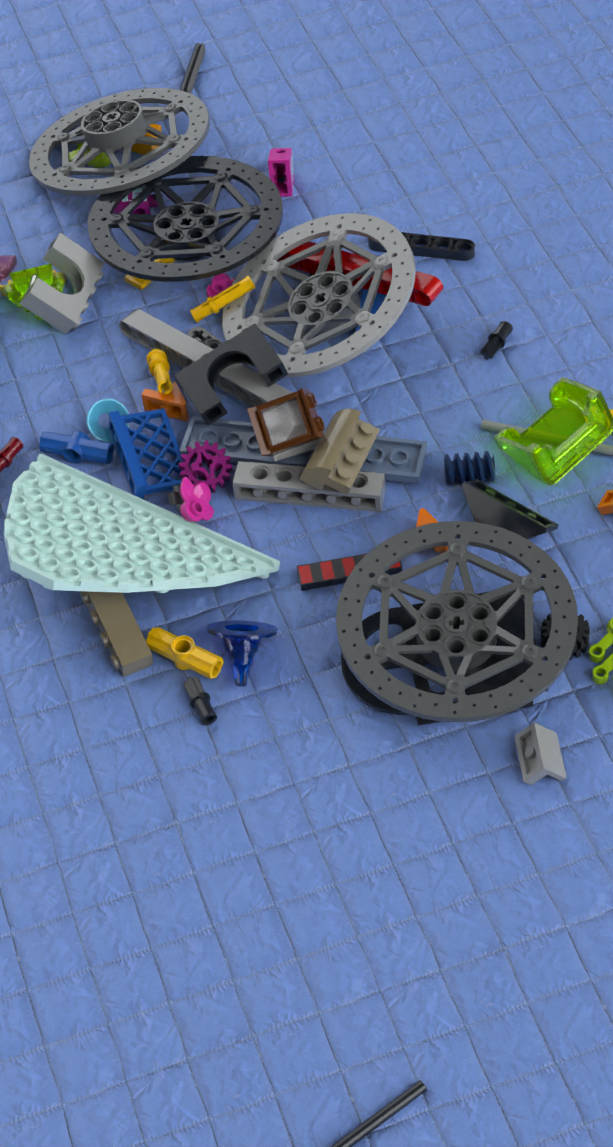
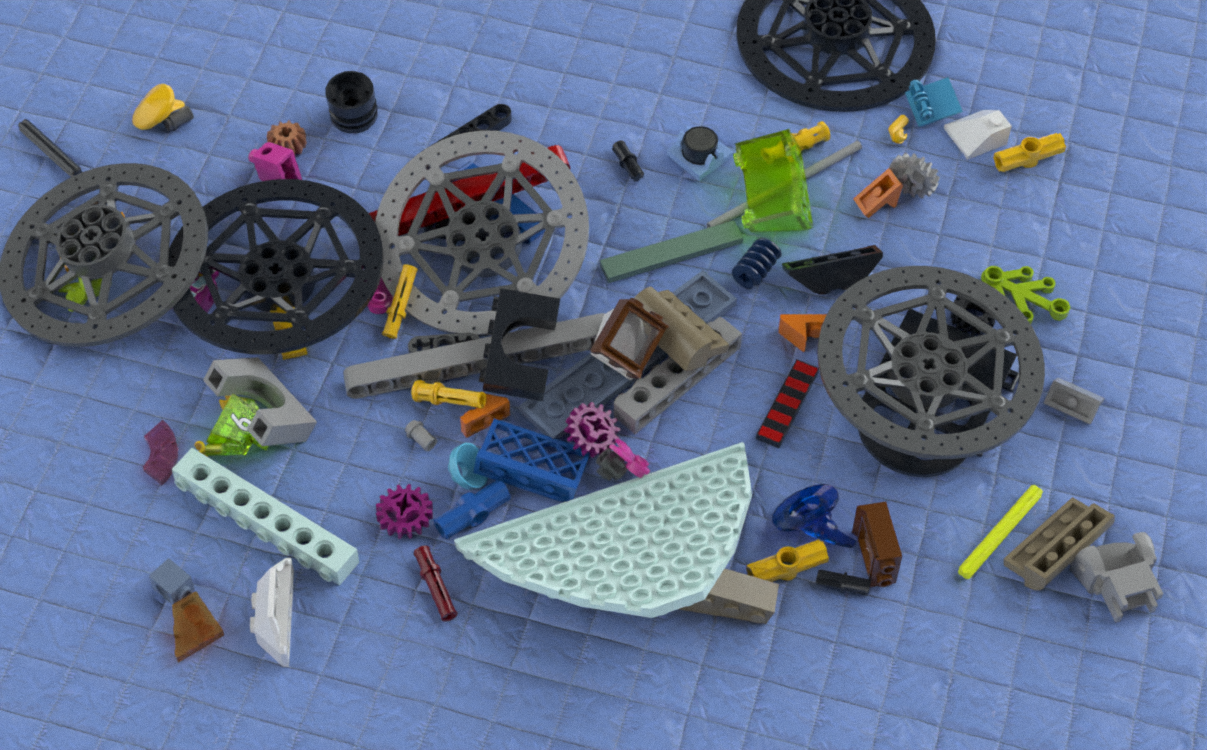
camera: 60 degrees left, 5 degrees up
(42, 413) = (402, 503): none -> magenta gear
(120, 380) = (420, 435): none -> light grey pin
(244, 696) = (877, 543): none -> reddish brown window
(276, 86) = (156, 107): none -> yellow piece
(280, 104) = (178, 118): none -> dark grey pin
(316, 161) = (288, 136): none -> nougat gear
(346, 778) = (1000, 532): none -> neon yellow axle
(363, 821) = (1057, 542): none -> dark tan brick
(368, 883) = (1120, 574): none -> light grey piece
(379, 166) = (351, 101): none -> black wheel
(433, 416) = (671, 251): none -> sand green tile
(548, 368) = (700, 151): none -> piece

